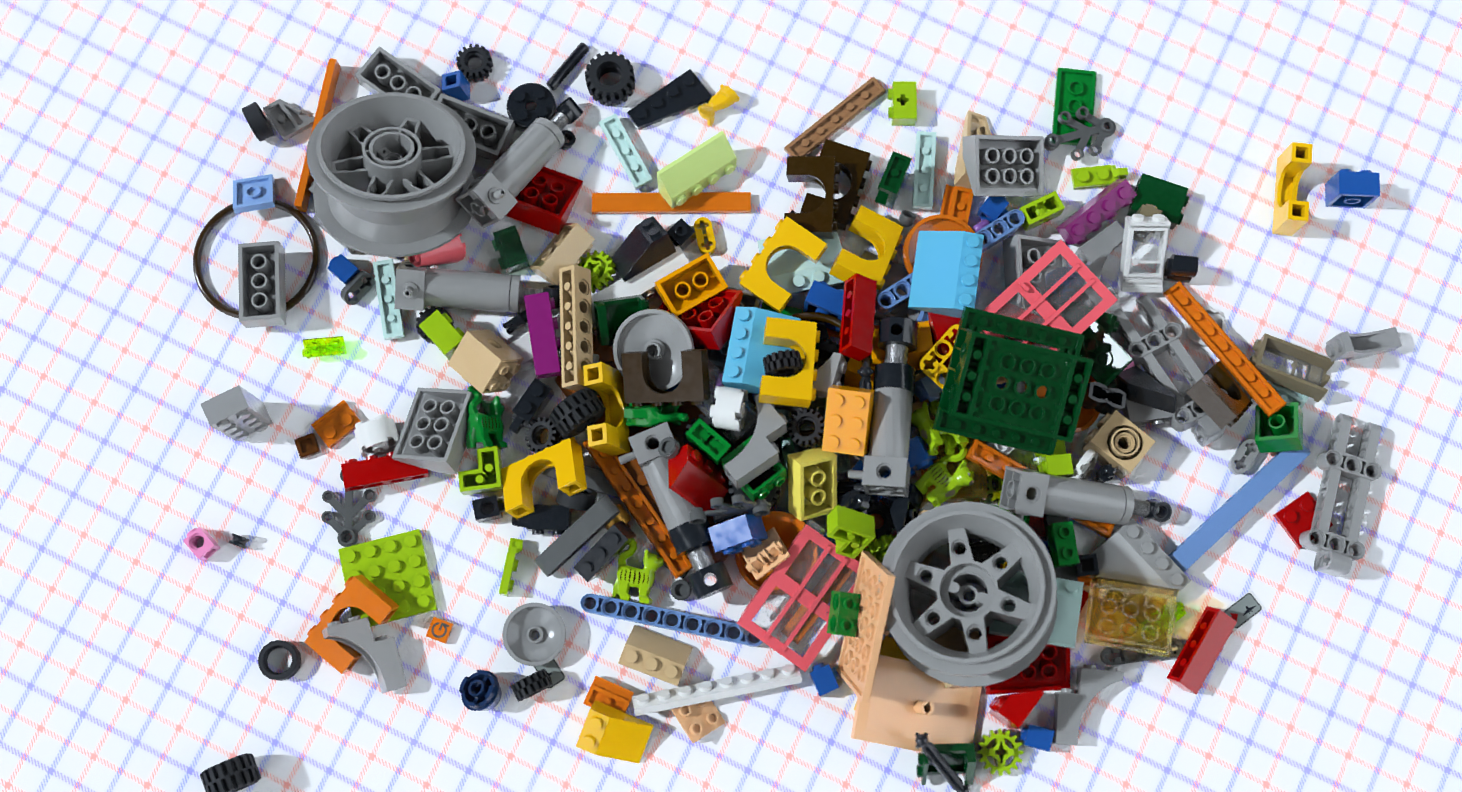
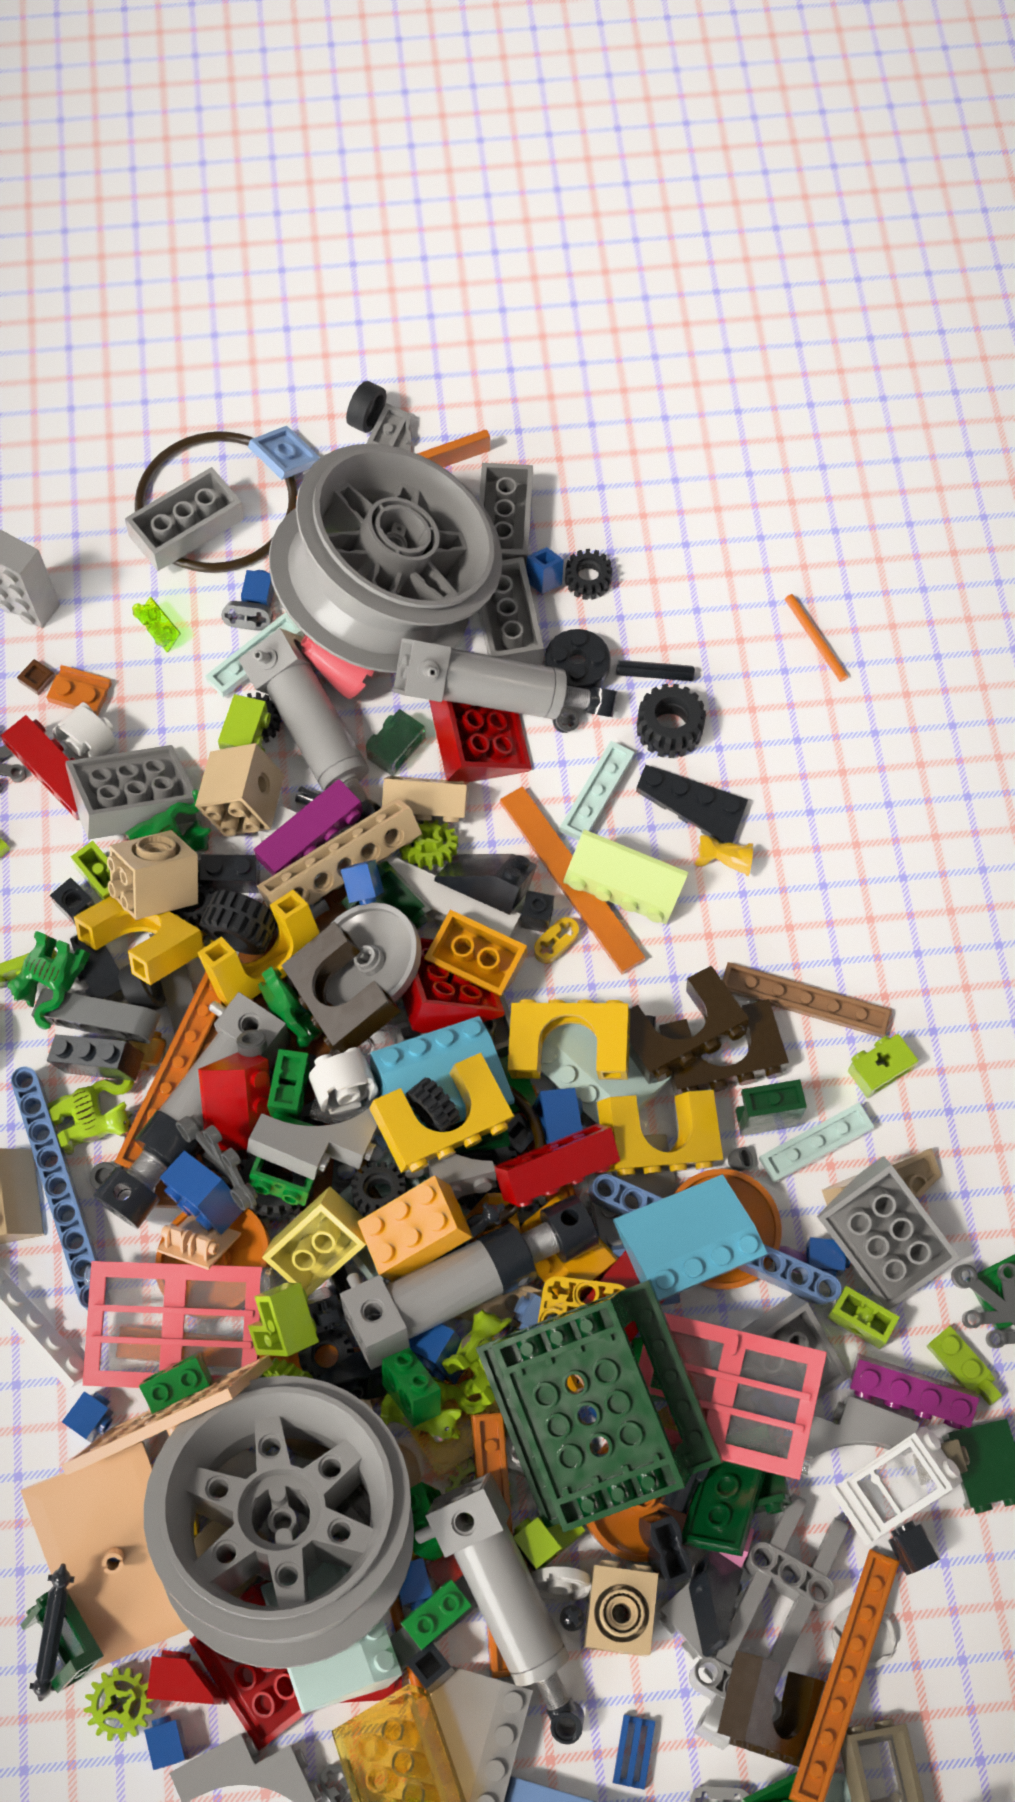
camera: 55 degrees right, 10 degrees down
(511, 445) = (153, 874): none -> tan brick
(534, 545) = (54, 973): none -> green animal
(603, 322) = (362, 882): none -> brick
(934, 479) = (411, 1387): none -> green brick
(957, 202) = (800, 1208): orange plate -> none
(1197, 480) = (633, 1754): none -> blue tile

